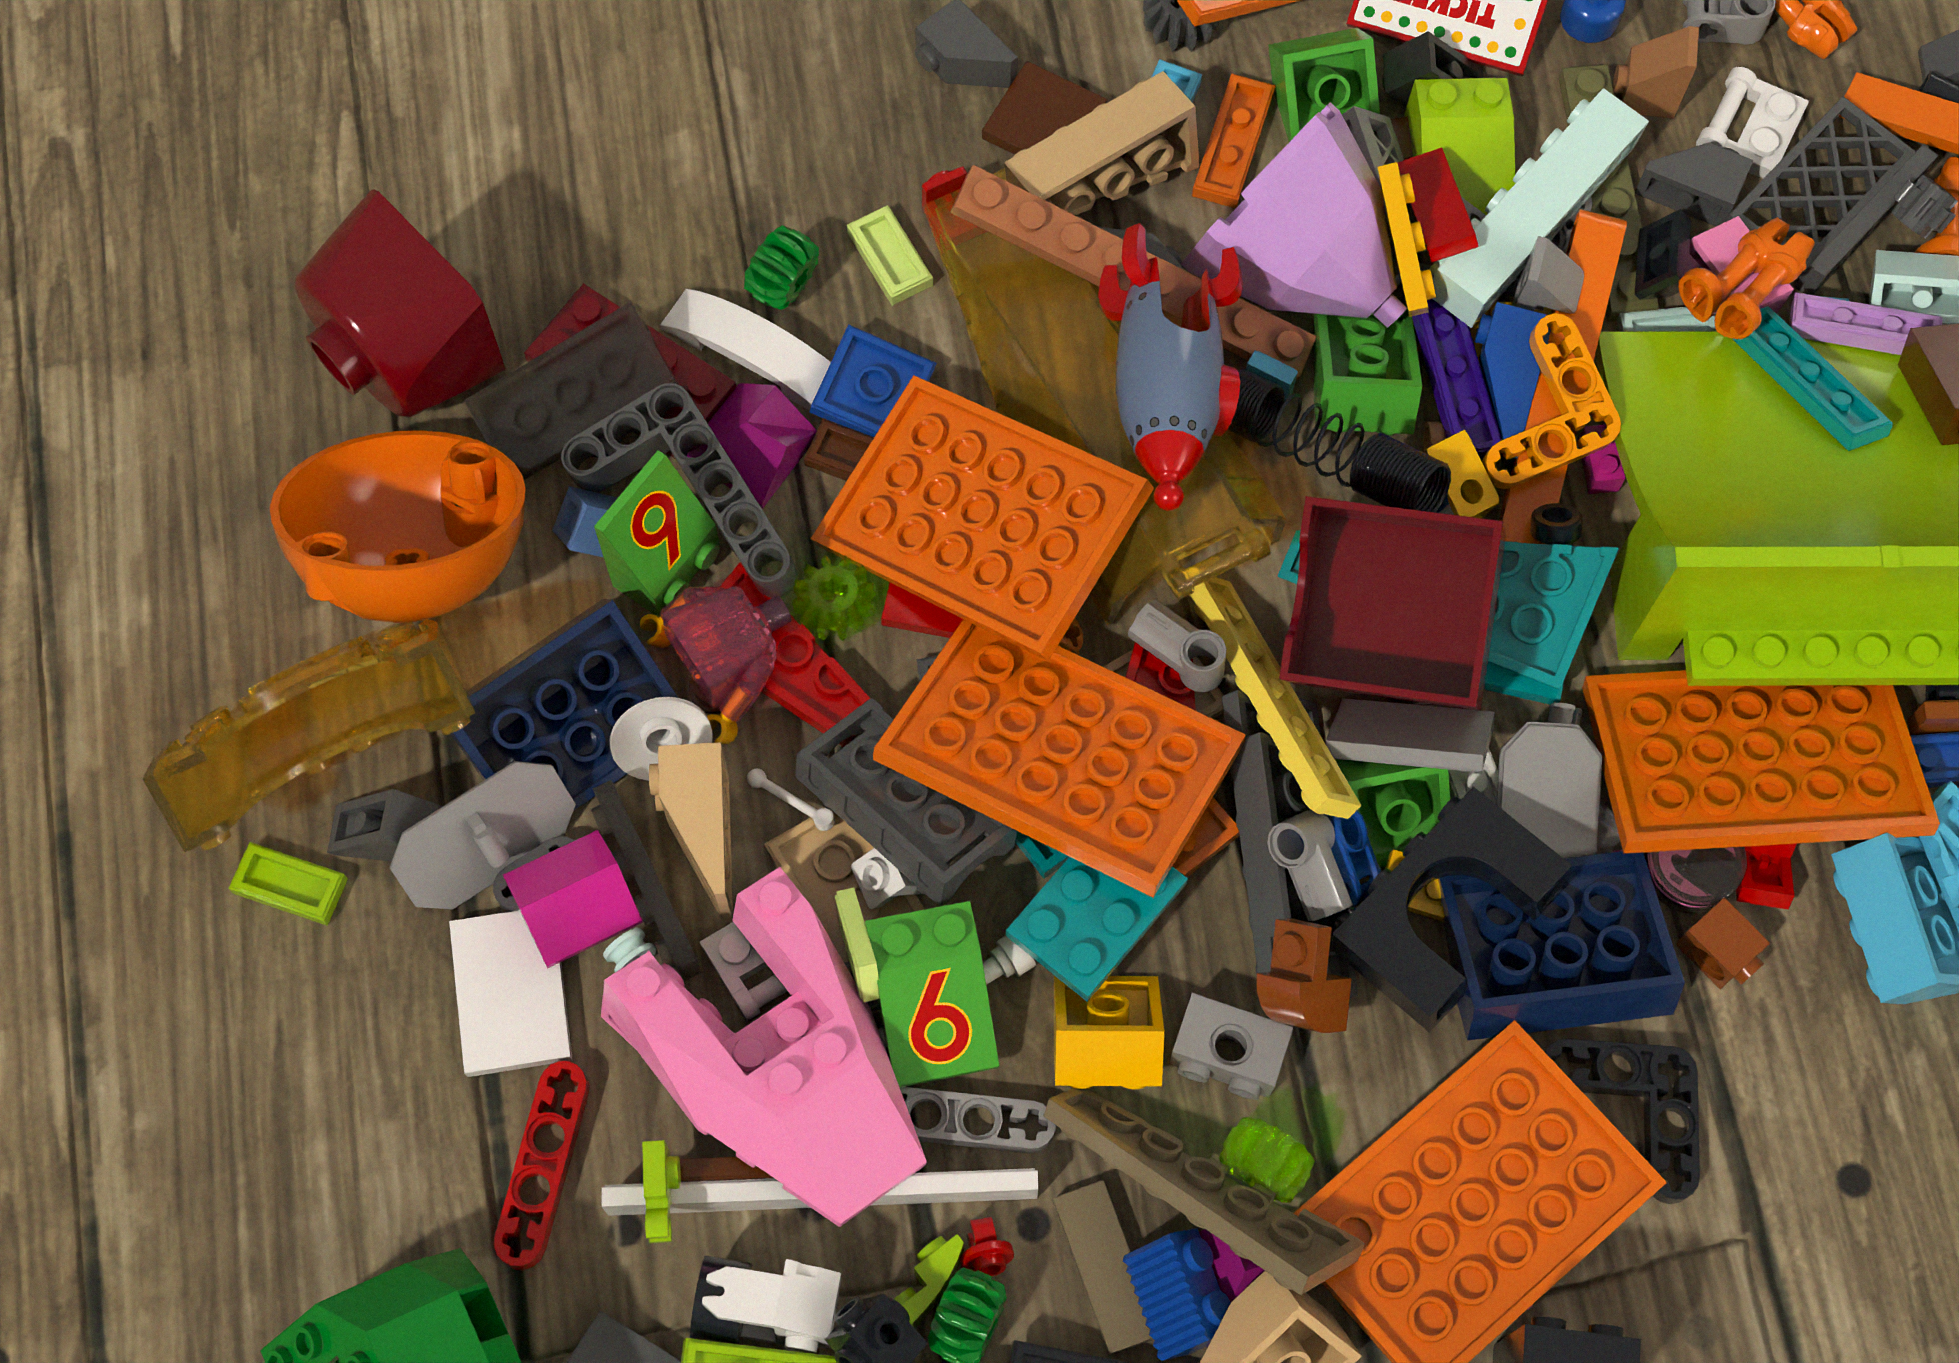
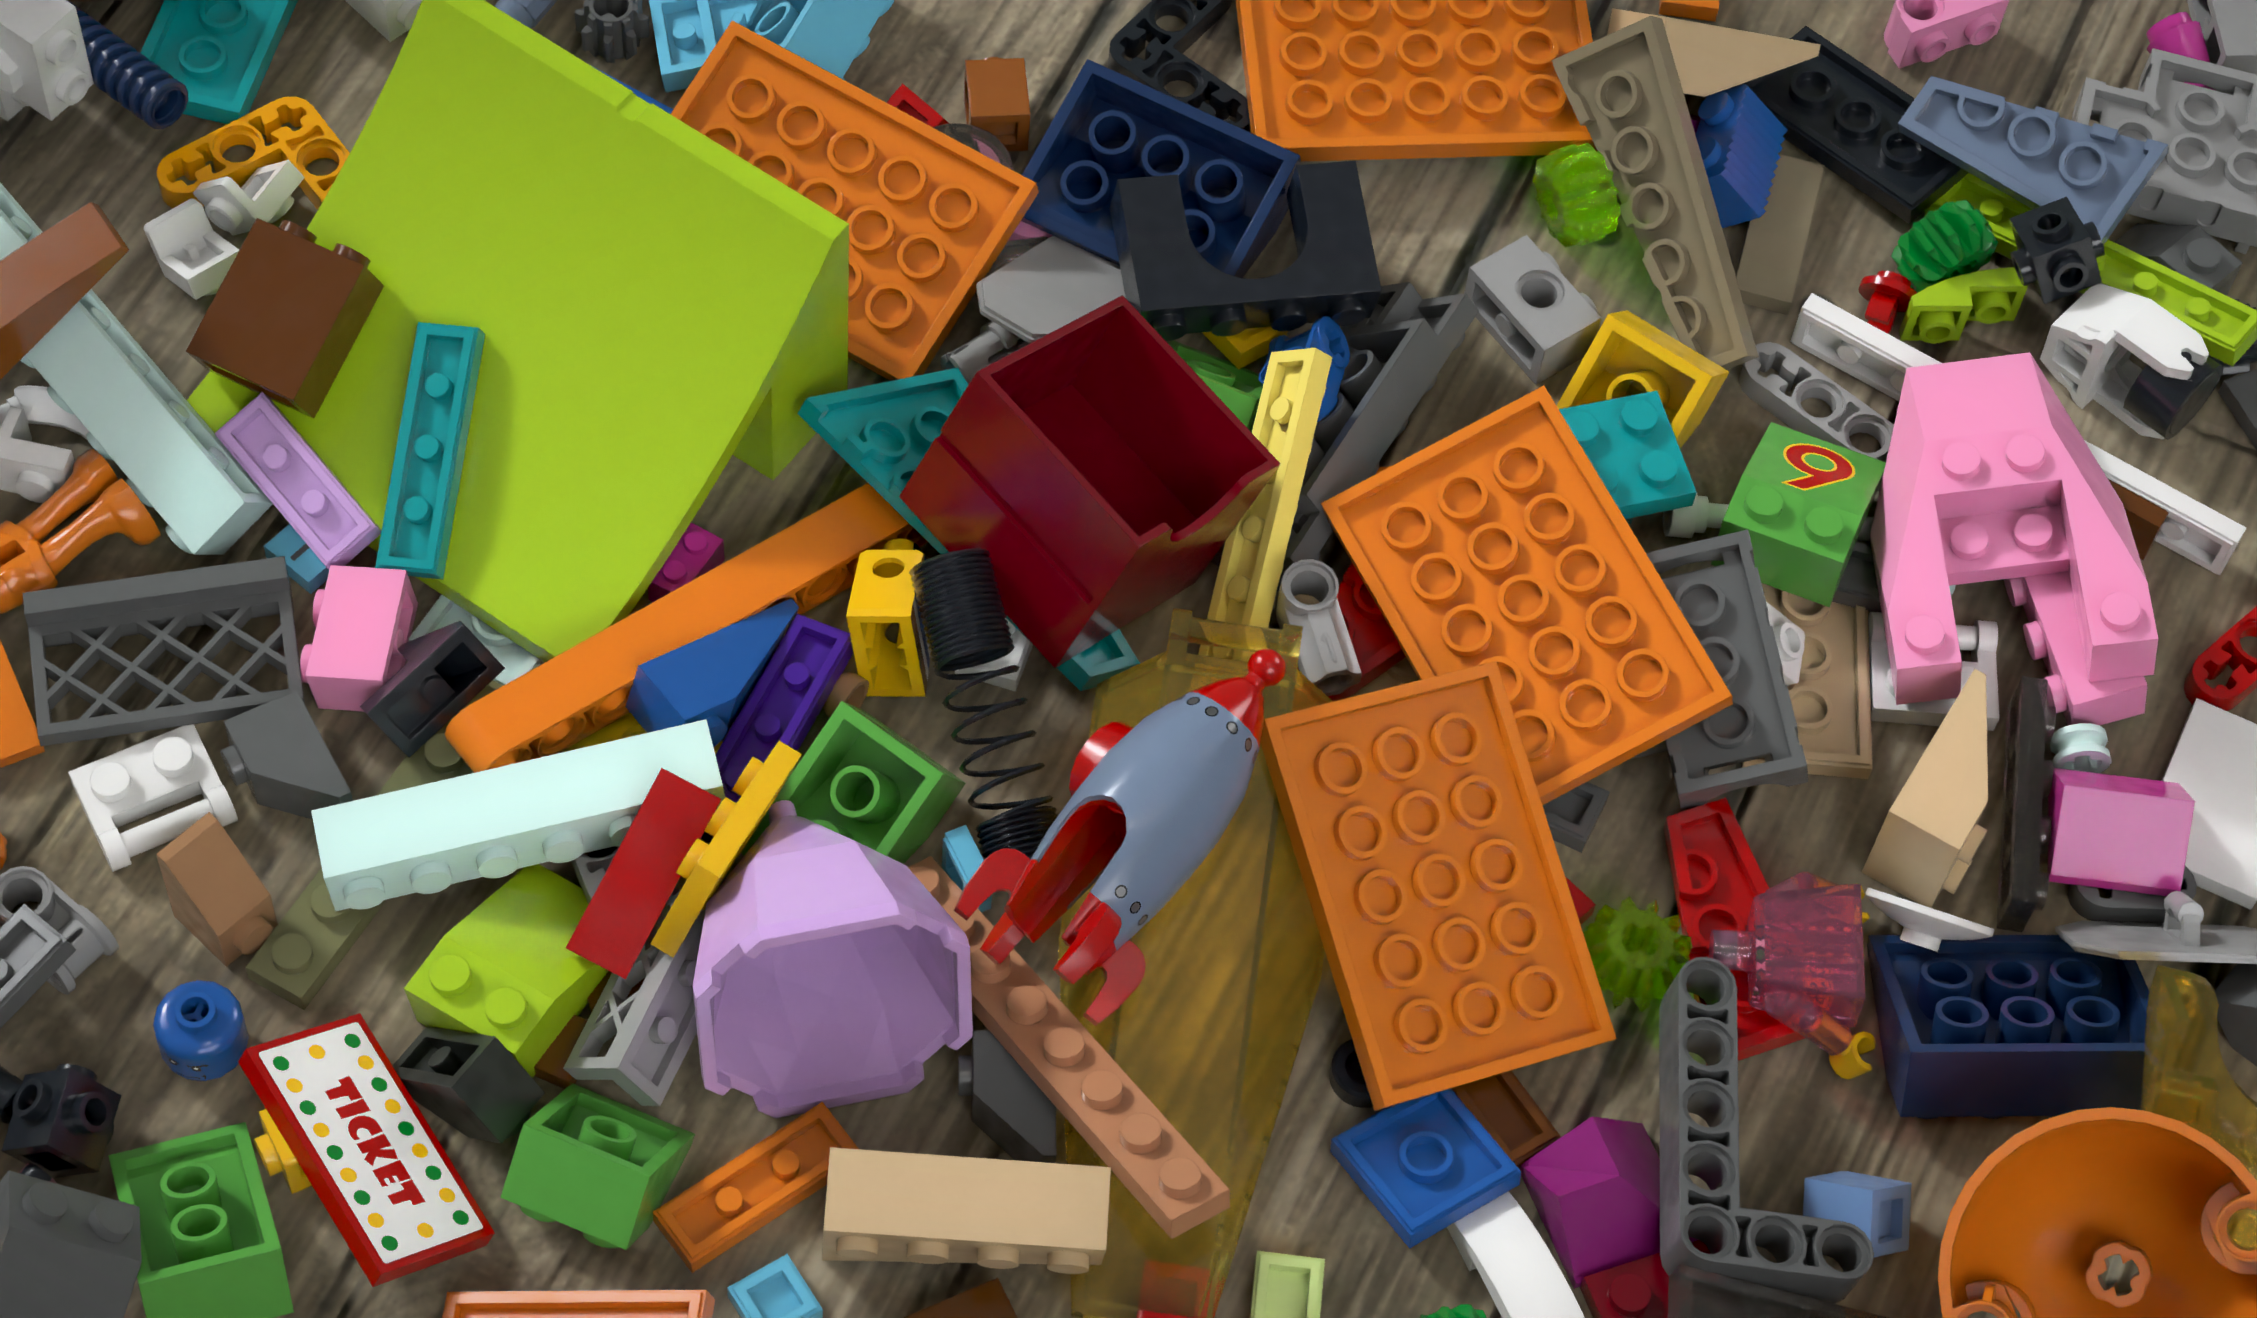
camera: 150 degrees left, 10 degrees down
(656, 536) = (1815, 1115): bright green slope -> none
(660, 1175) = (2181, 493): lime plate -> none
(822, 817) = (1834, 841): white hinge -> none
(857, 944) = (1853, 575): yellowish green tile -> none
(1298, 983) = (1443, 269): dark orange brick -> none
(1311, 863) = (1356, 354): light grey piece -> none
(1549, 280) = (609, 705): light grey slope -> none
(1556, 524) = (829, 487): black tile -> none
(1573, 408) = (710, 567): light orange beam -> none
(1758, 253) = (329, 581): orange piece -> none
(1924, 206) = (103, 546): dark grey gear -> none

